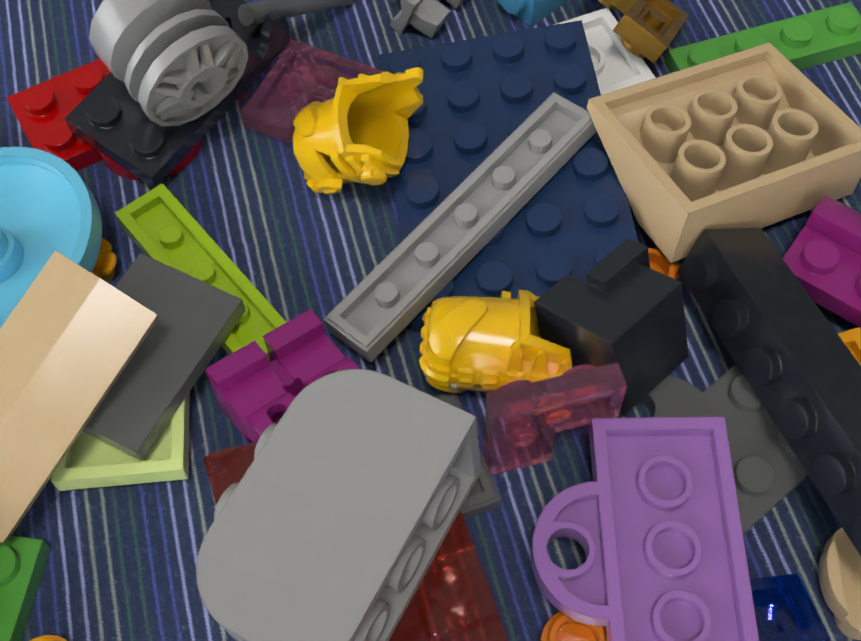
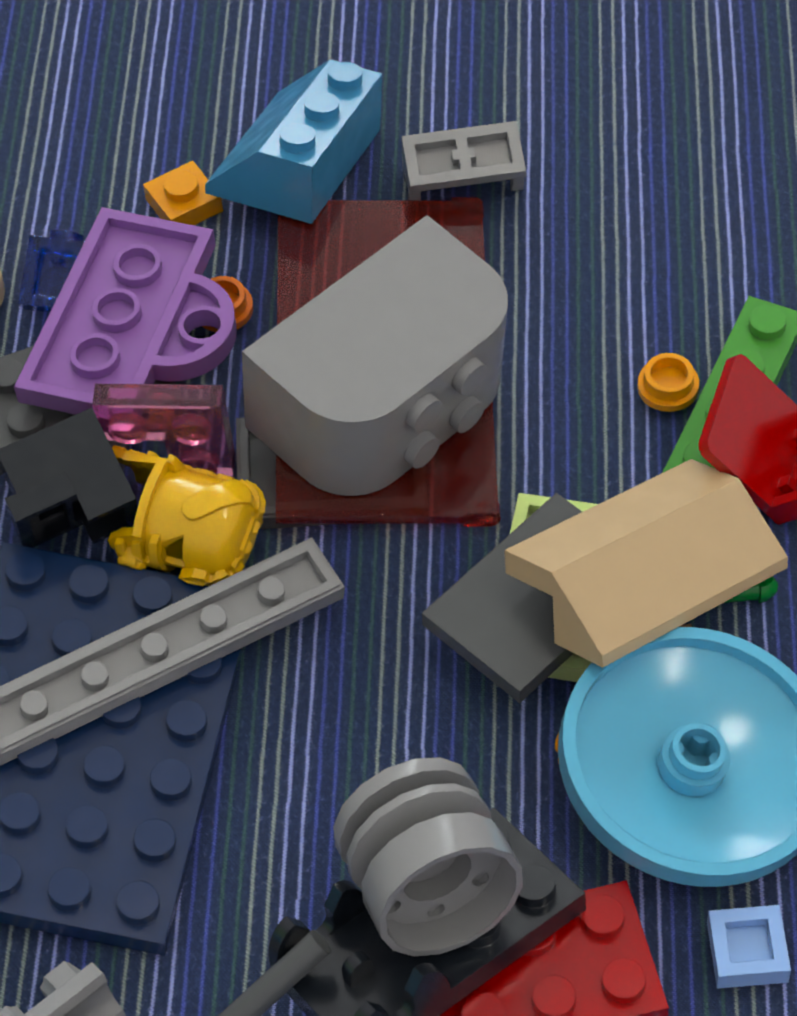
camera: 160 degrees left, 5 degrees down
(175, 238) = (462, 701): lime plate -> none
(259, 391) = (380, 554): magenta legs -> none
(294, 81) = (242, 915): clear pink plate -> none
(358, 132) = (236, 775): yellow helmet -> none

